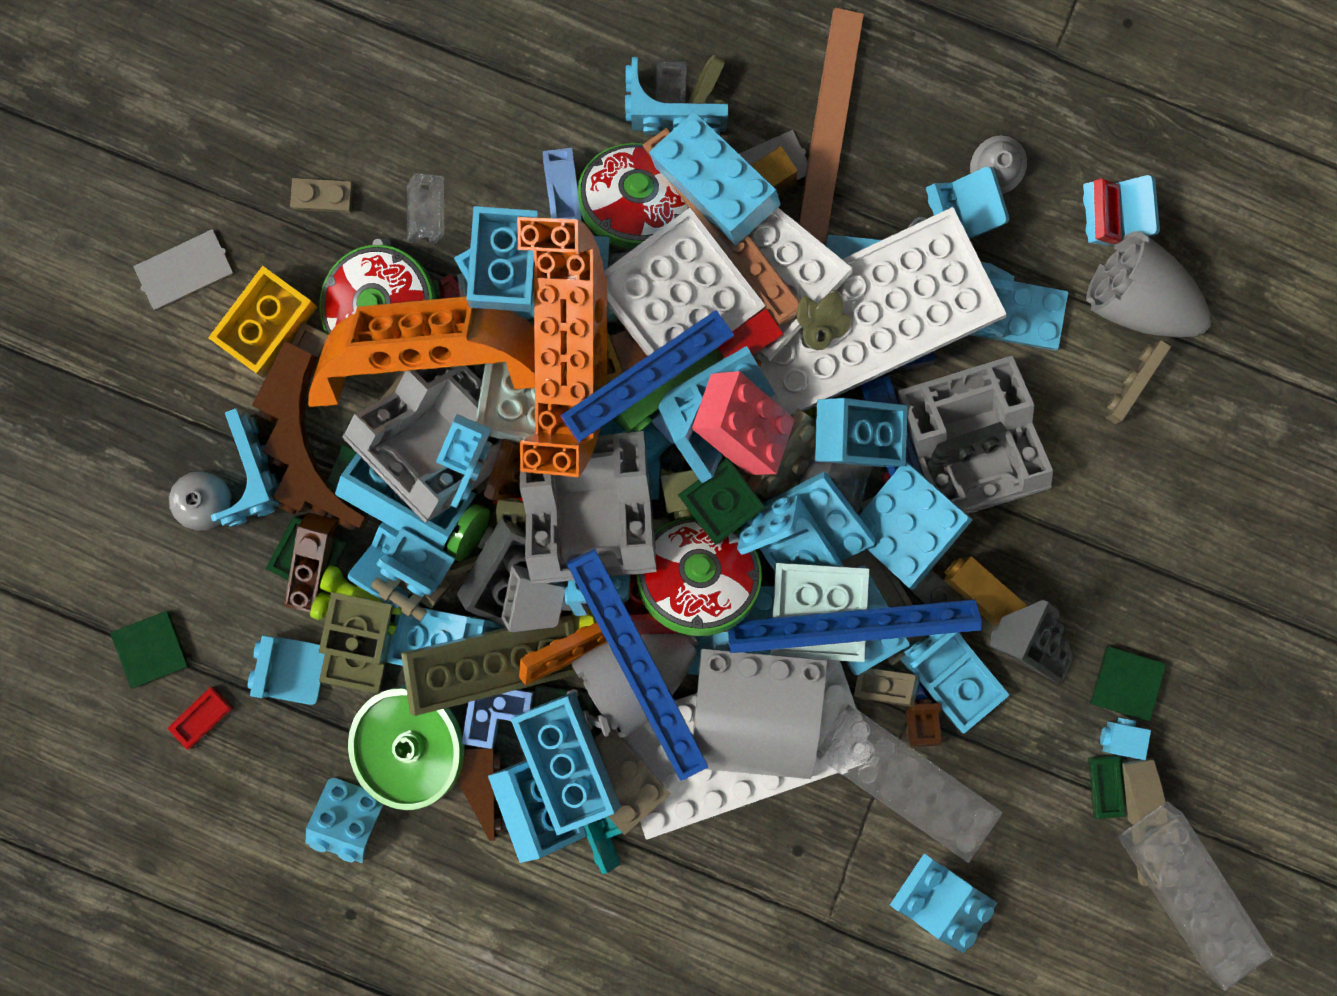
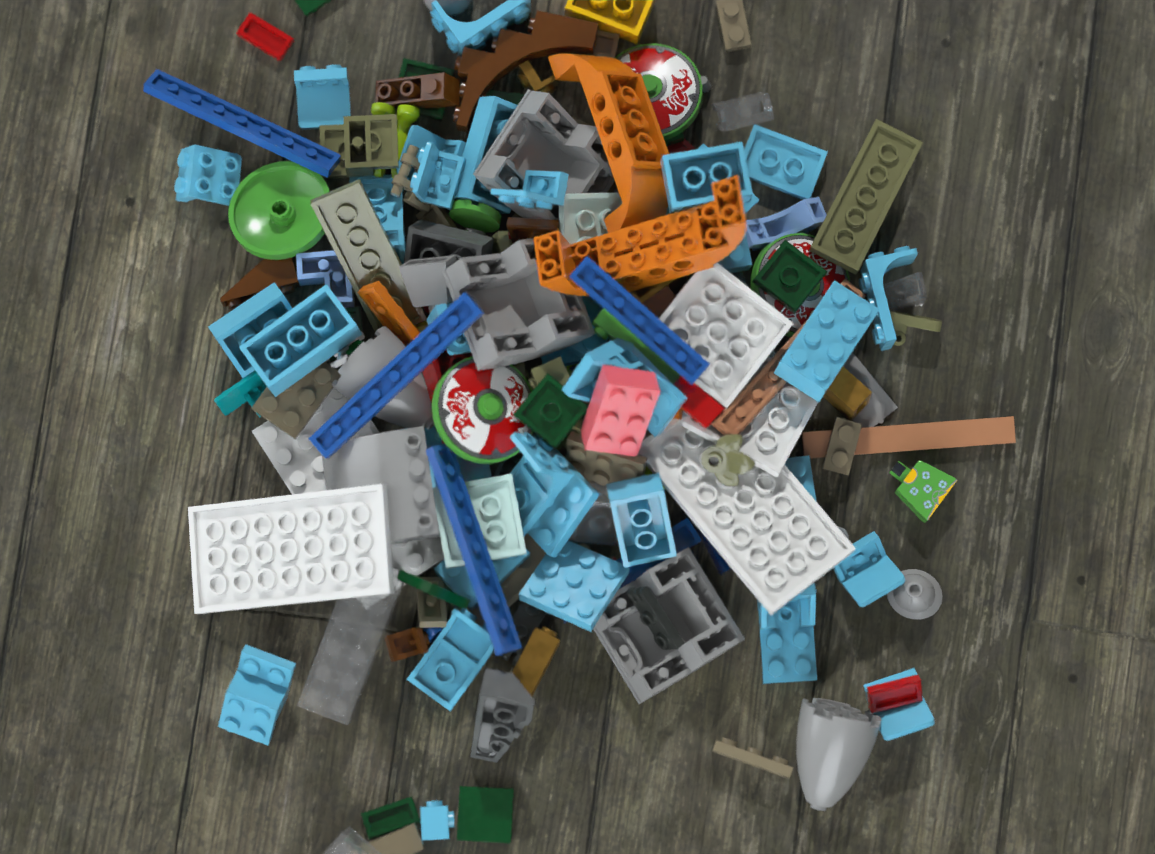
camera: 75 degrees right, 5 degrees down
(294, 768) = (242, 123): none -> blue plate
(326, 434) = (530, 79): none -> pearl gold bracket
(493, 177) = (783, 162): none -> medium azure plate
(556, 100) = (865, 196): none -> olive plate
(629, 202) = (789, 276): none -> dark green tile
(798, 828) = (291, 549): none -> white plate
(823, 198) = (842, 446): none -> dark tan plate
(883, 682) = (433, 589): none -> dark green tile
(889, 125) = (922, 487): none -> bright green torso

